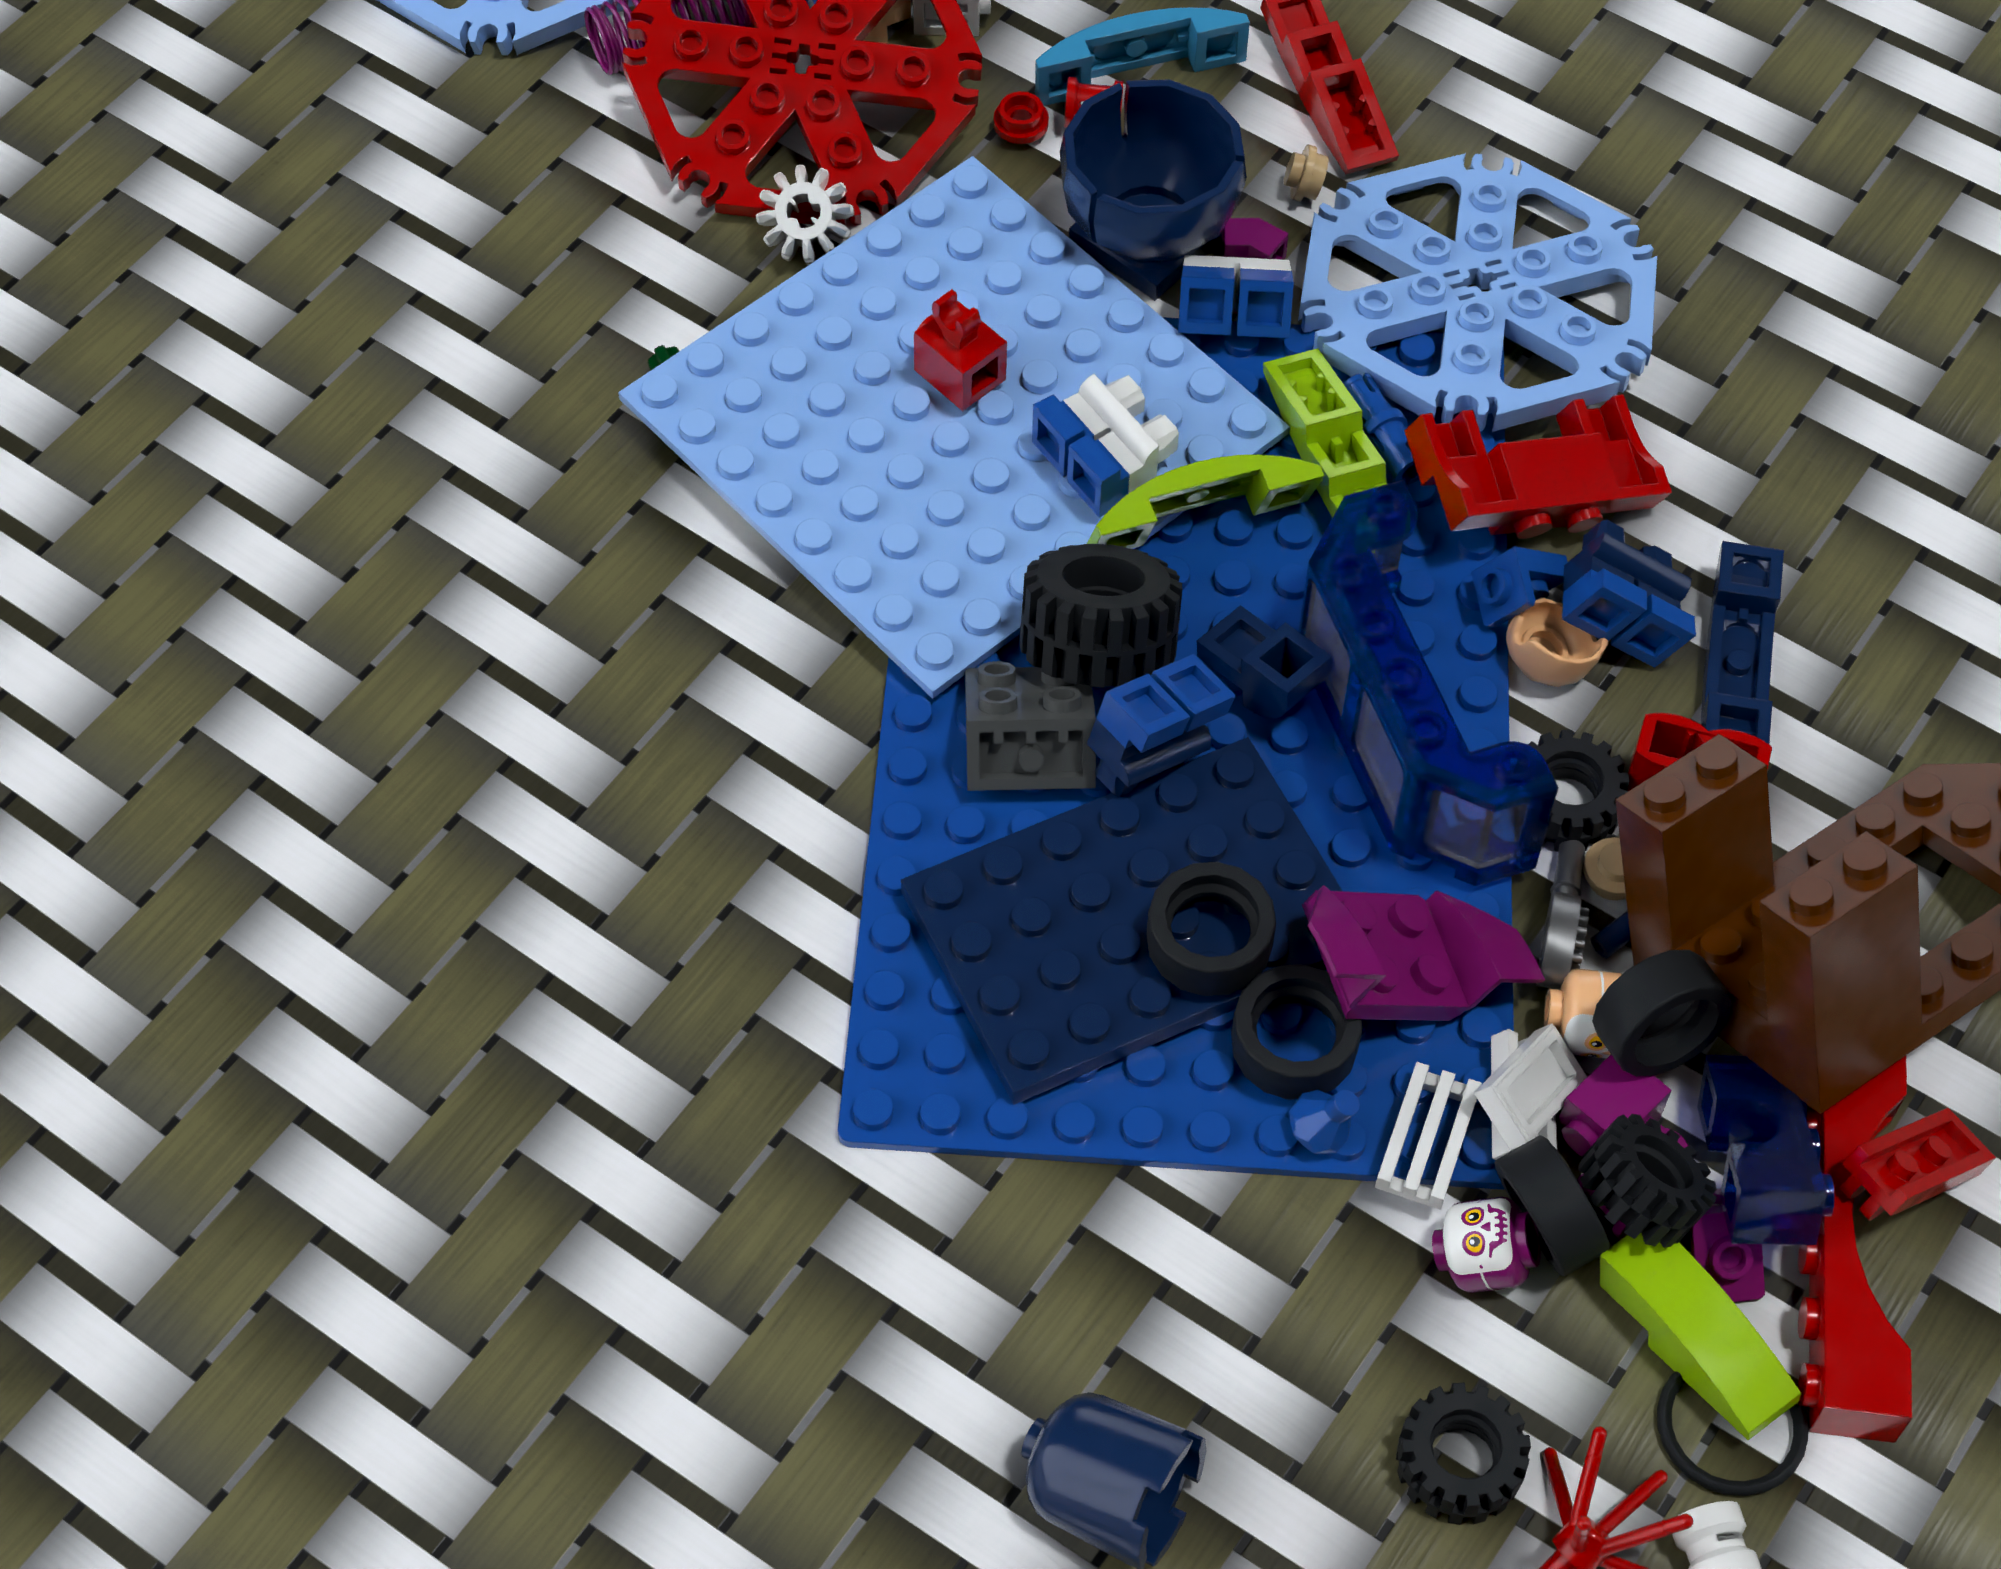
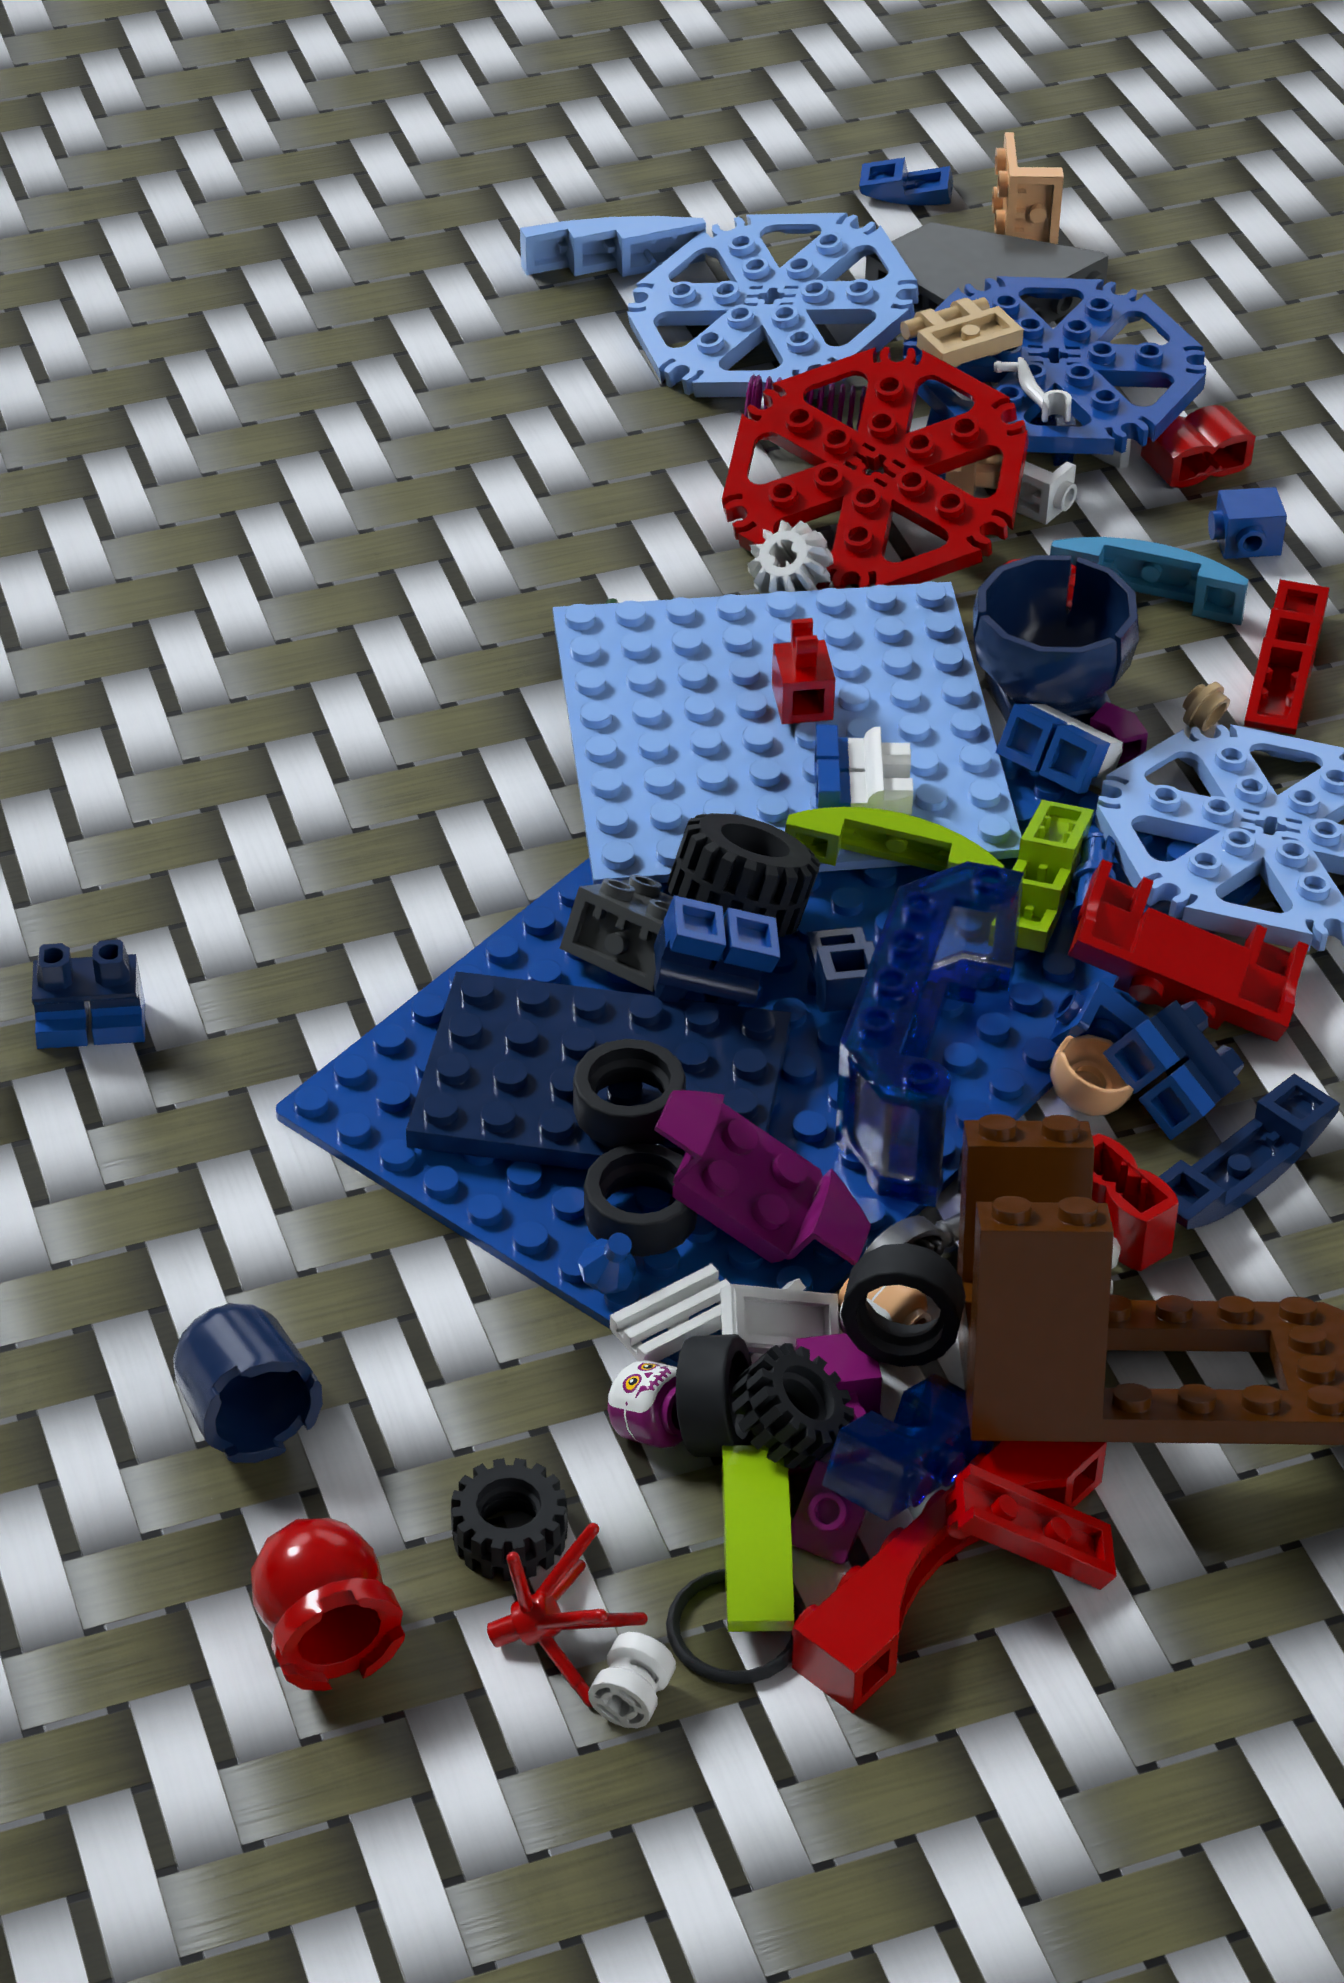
camera: 35 degrees right, 15 degrees down
(566, 1115) = (66, 985): none -> dark blue hips

